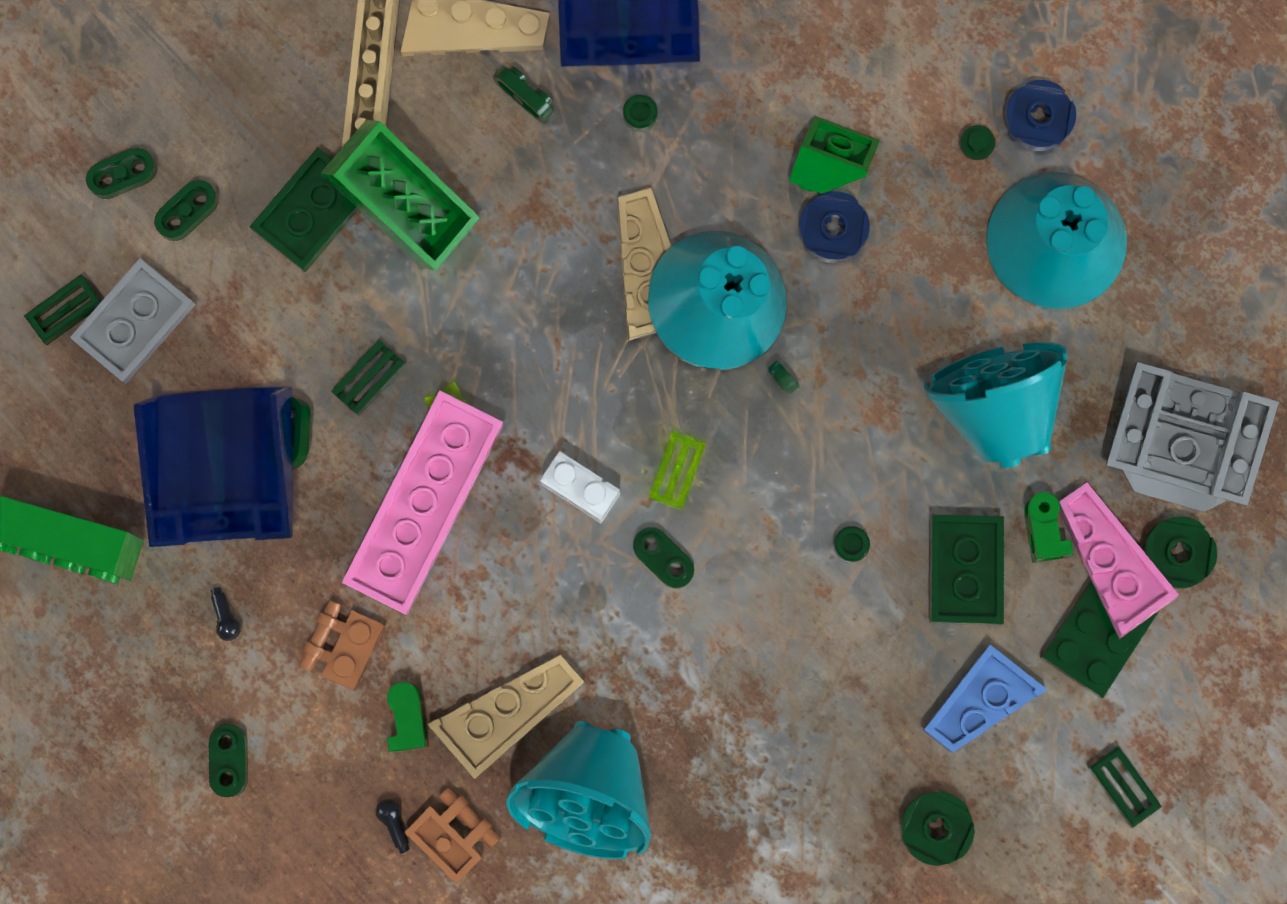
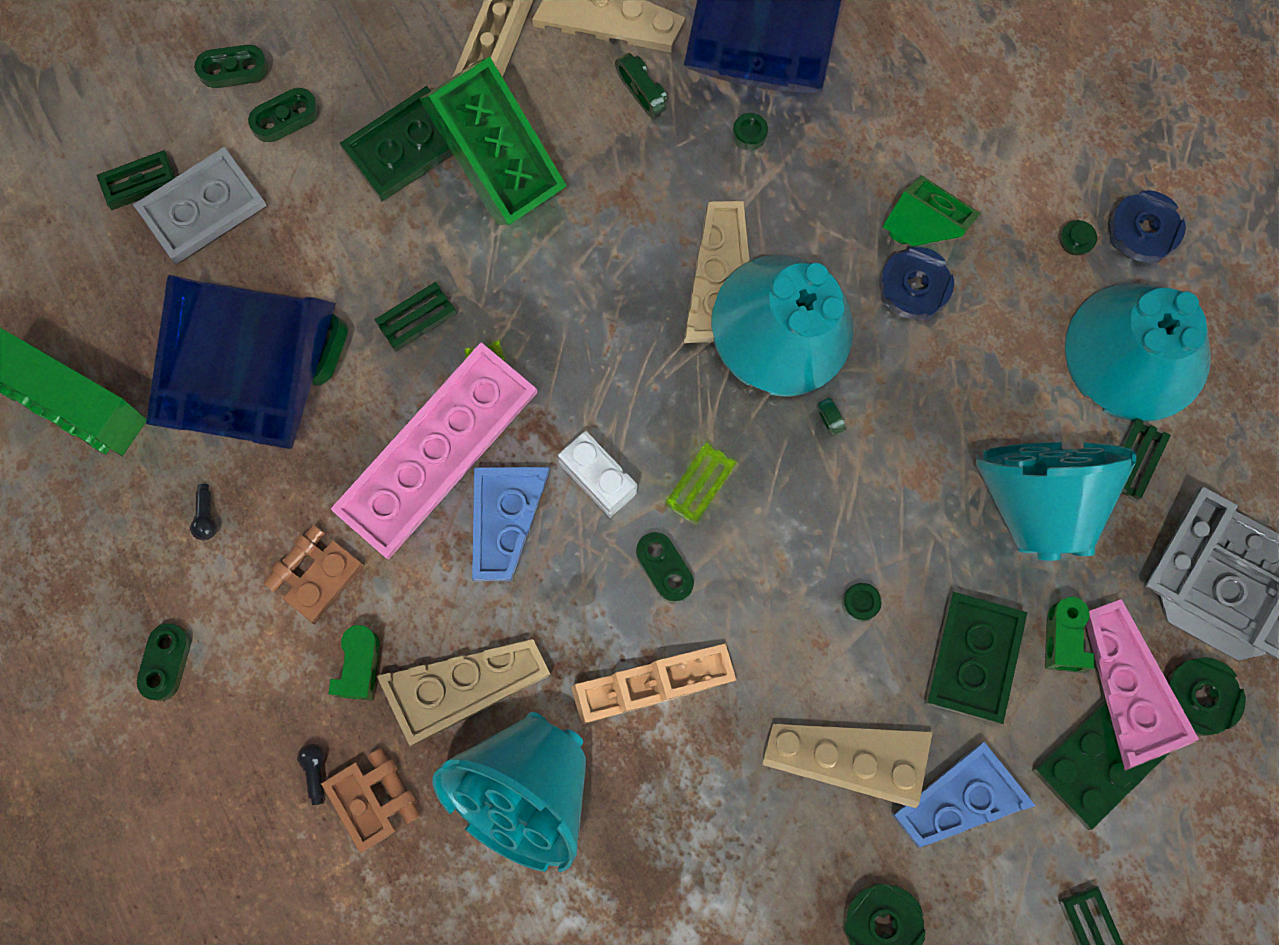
camera: 10 degrees right, 5 degrees down
(502, 549) = (502, 518): none -> medium blue wing
(680, 667) = (653, 683): none -> light nougat slope
(879, 688) = (858, 759): none -> tan wing
(1082, 318) = (1150, 433): none -> dark green tile

